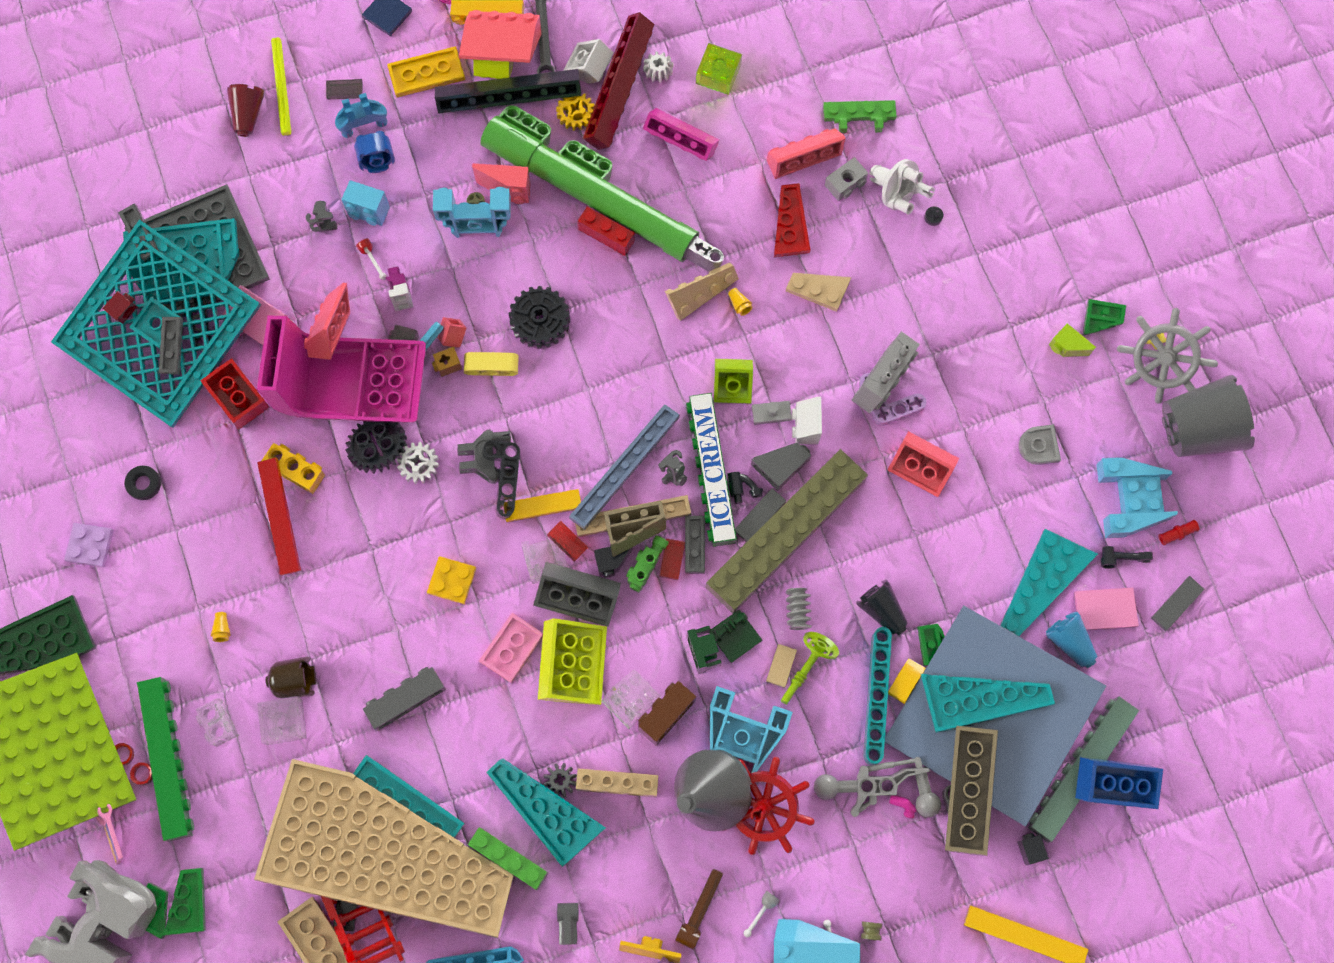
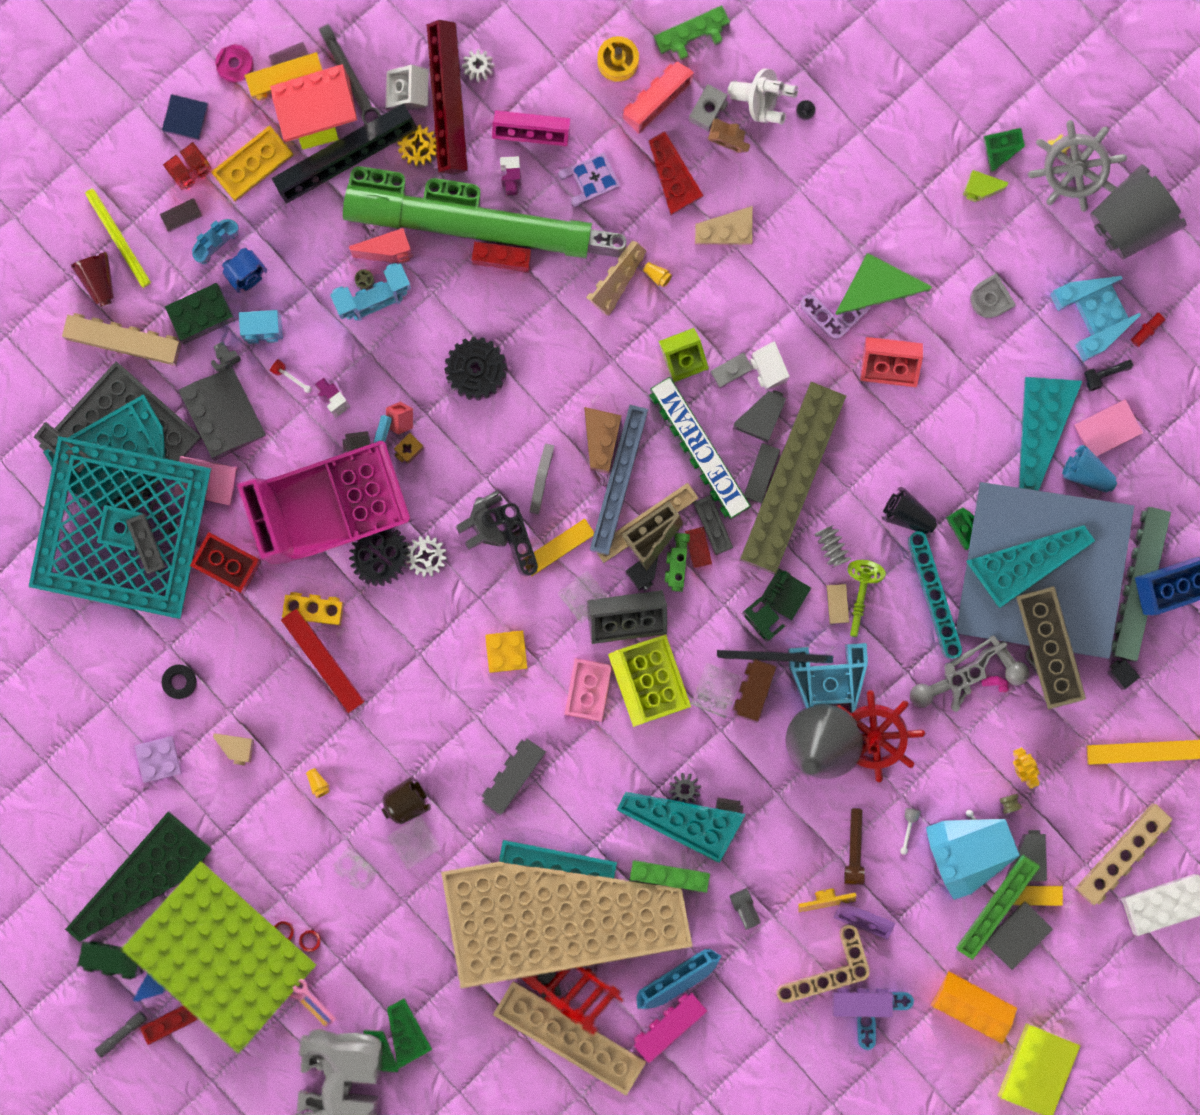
camera: 25 degrees left, 10 degrees up
(120, 306) = (82, 527): dark red brick -> none
(162, 563) = (235, 748): none -> tan slope
(164, 759) = (324, 918): green brick -> none
(241, 169) = (121, 340): none -> tan brick
(296, 265) = (222, 413): none -> dark grey slope
(318, 173) = (200, 313): none -> dark green brick
(328, 324) = (284, 461): coral slope -> none
(374, 54) = (196, 161): none -> clear red piece
(491, 364) = (450, 433): light yellow beam -> none
(554, 429) = (541, 478): none -> light grey beam
(567, 541) = (596, 571): clear red tile -> none
(596, 813) = (729, 805): none -> clear smoke brick
(617, 782) = (736, 770): tan brick -> none
(625, 423) = (601, 437): none -> medium nougat wedge
(646, 164) = (512, 178): none -> magenta hips
(675, 469) = (665, 462): dark grey piece -> none
(700, 687) = (775, 656): none -> black tile
(718, 68) = (538, 43): clear neon green brick -> none
(718, 198) = (593, 178): none -> lavender flag
(736, 488) = (728, 455): black plant -> none
(783, 107) = (618, 59): none -> yellow wheel
(854, 209) = (728, 136): none -> medium nougat panel
(886, 373) = (824, 290): light grey piece -> none
(900, 901) = (1026, 768): none -> yellow gear
(906, 681) = (955, 571): yellow slope -> none
(939, 390) = (878, 284): none -> bright green tile
(1177, 603) = (1170, 396): dark grey tile -> none

